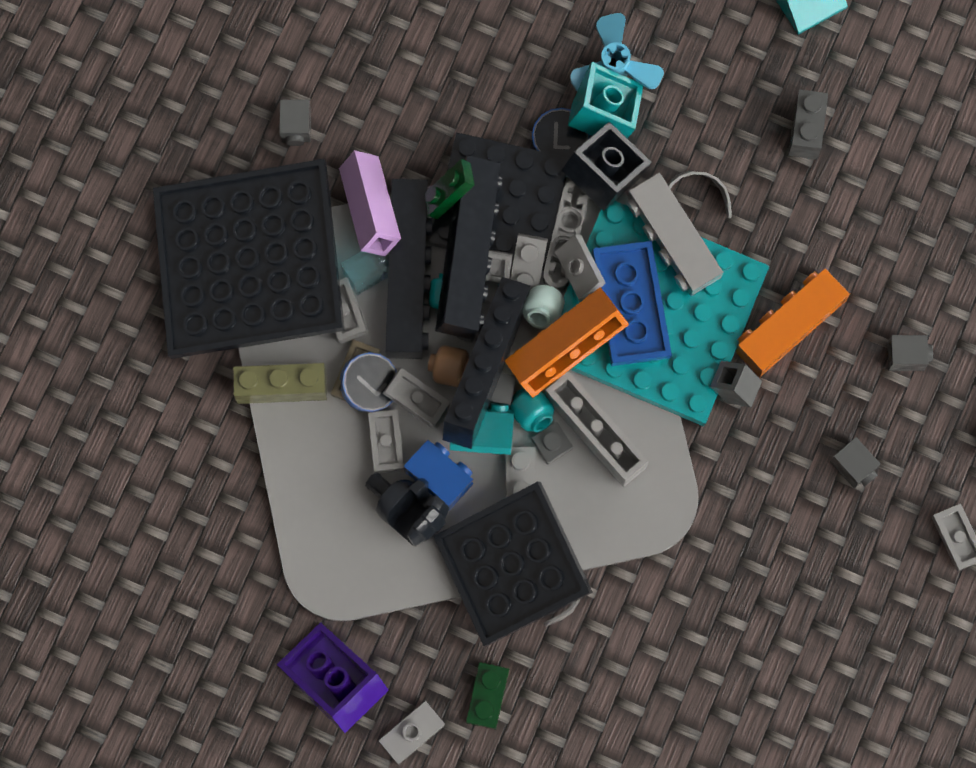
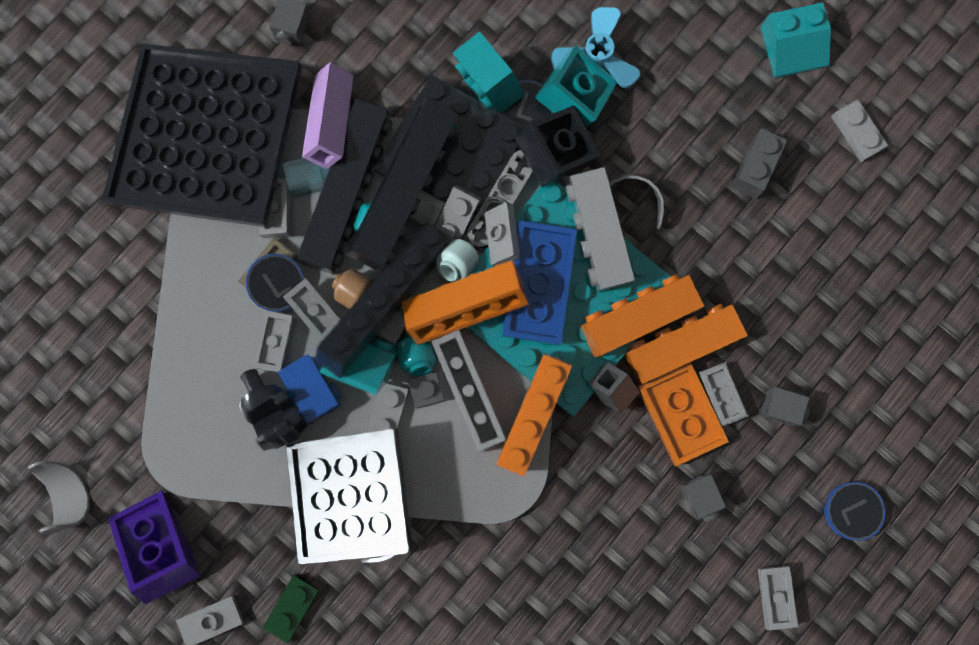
camera: 15 degrees right, 5 degrees up
(224, 653) = (66, 492): none -> light grey piece
(280, 383) = (192, 258): olive brick -> none
(449, 189) = (401, 123): dark green plate -> none
(514, 116) = (487, 74): none -> teal brick
(667, 429) = (534, 414): none -> orange brick
(740, 306) = (642, 315): none -> orange brick
(811, 390) = (682, 414): none -> orange plate
(844, 359) = (723, 394): none -> light grey plate
(897, 62) = (859, 130): none -> light grey plate

